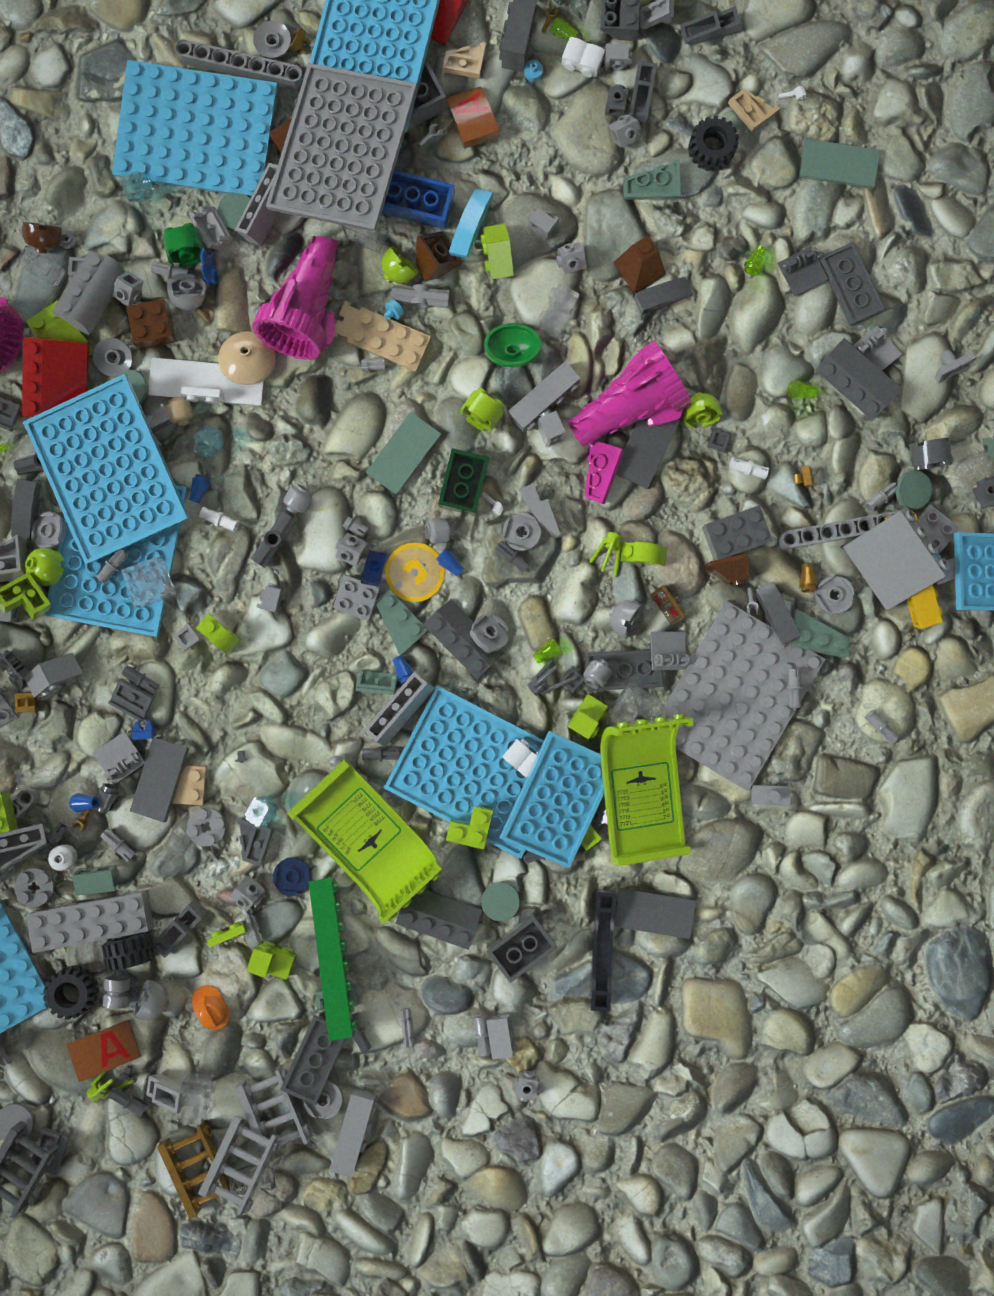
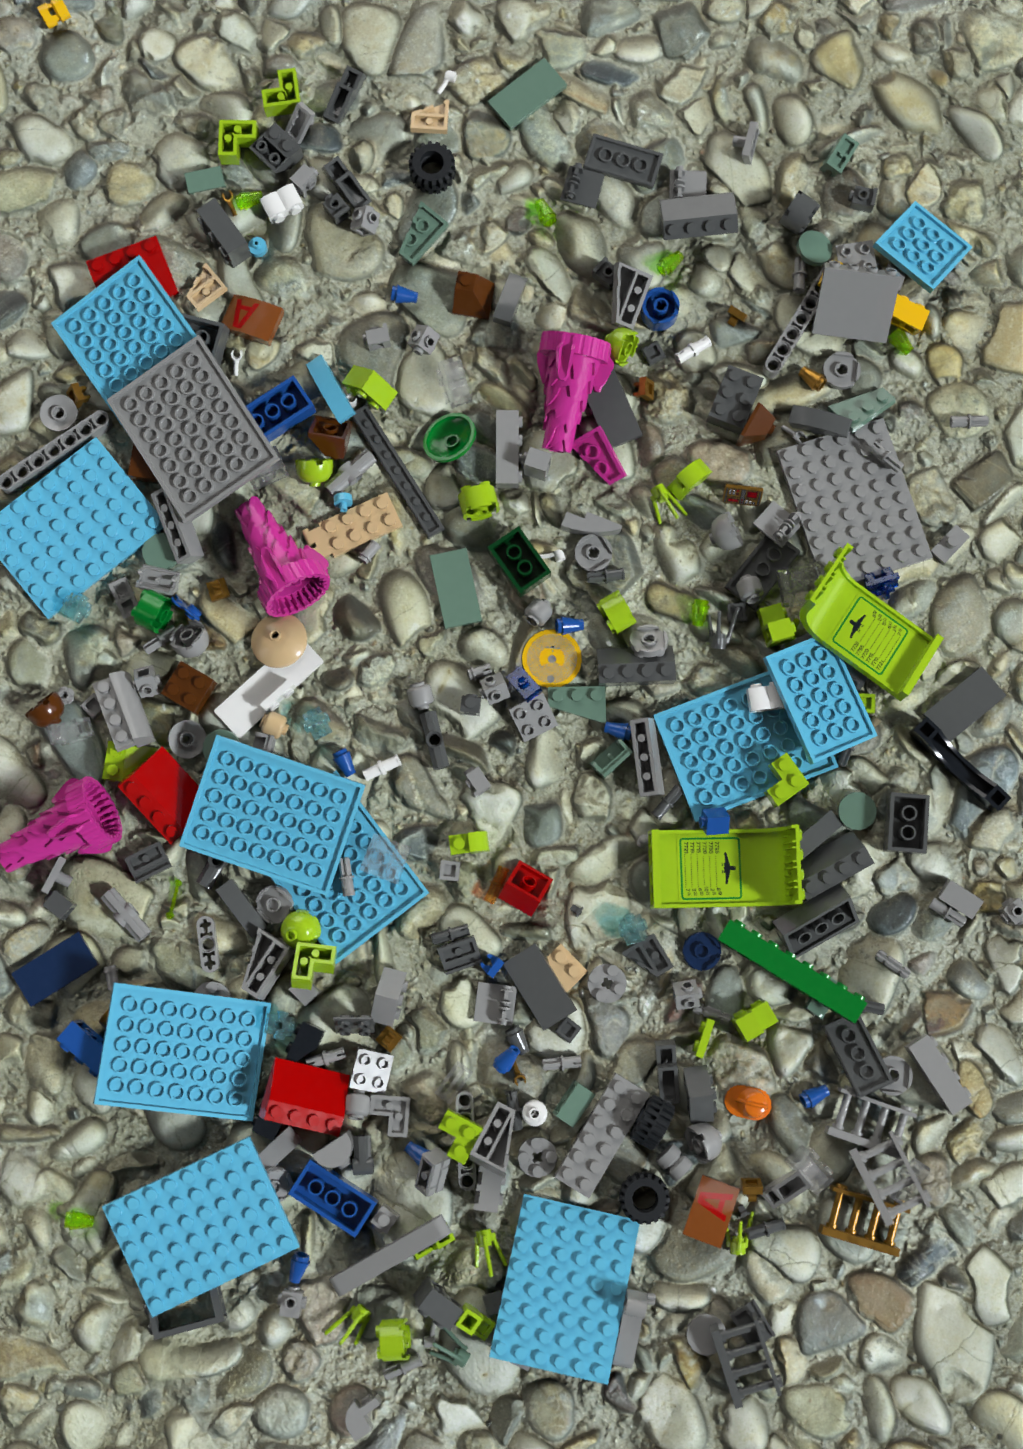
camera: 50 degrees left, 5 degrees down
(147, 828) = (568, 1029): none -> dark grey tile
(148, 1065) = (751, 1187): none -> pearl gold tile
(179, 969) = (699, 1094): none -> dark grey brick
(180, 213) = (124, 596): none -> light grey slope
(206, 681) = (496, 884): none -> clear orange axle
(222, 704) = (525, 888): none -> red slope
(245, 279) = (218, 589): none -> pearl gold tile
(256, 1053) = (811, 1097): none -> blue cone
(323, 542) = (470, 705): none -> dark grey brick
(388, 943) = (816, 920): none -> dark grey slope
(395, 801) = (714, 821): none -> blue brick
(454, 330) = (397, 472): none -> dark grey tile
(456, 887) = (819, 832): none -> dark grey slope
(489, 589) = (617, 611): none -> lime brick
(593, 211) = (403, 295): none -> blue cone
(685, 458) = (646, 389): none -> pearl gold tile
(691, 772) = (882, 585): none -> clear blue hips
(745, 356) = (600, 275): none -> dark grey brick
(746, 380) = (628, 294): none -> light grey wedge
(767, 410) = (668, 310): none -> blue brick
(898, 619) = (900, 341): none -> clear neon green cone

